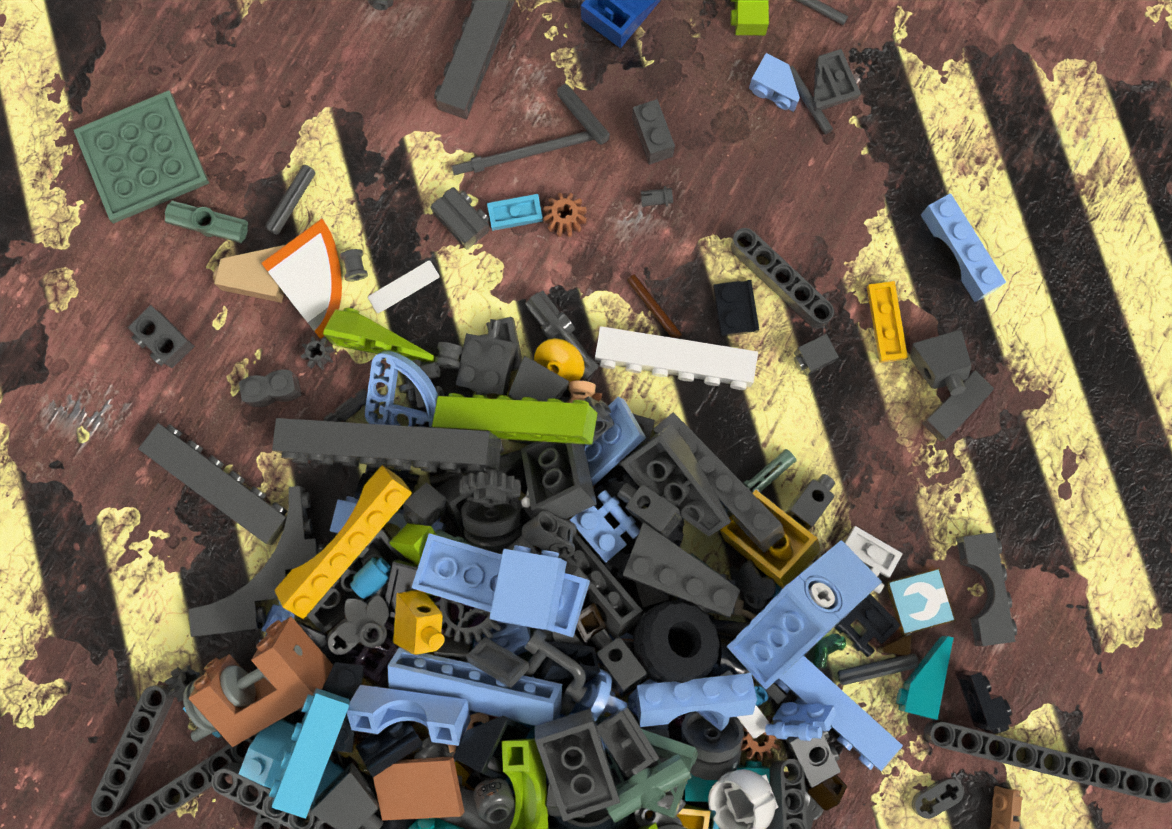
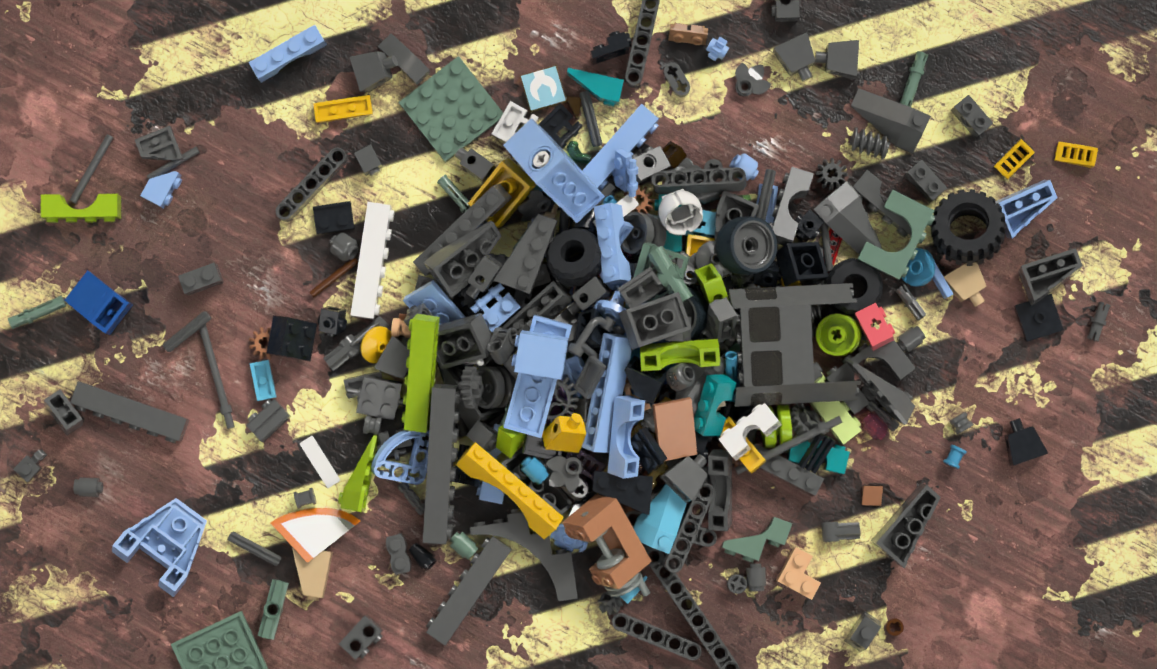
camera: 90 degrees left, 5 degrees up
(263, 423) = (422, 556): none -> black cone
(278, 477) = (463, 545): none -> sand green brick
(309, 753) = (651, 500): medium azure wedge -> none
(310, 92) = (169, 538): none -> light blue wedge
(318, 360) = (377, 519): dark grey gear -> none
(569, 246) = (291, 338): none -> black brick
(589, 623) = (562, 315): dark brown slope -> none
(593, 302) = (332, 320): none -> black brick
(657, 197) = (250, 276): dark grey pin -> none
(695, 320) = (343, 247): none -> dark grey head
(889, 471) = (451, 109): none -> sand green plate
(994, 621) = (510, 45): dark grey arch -> none

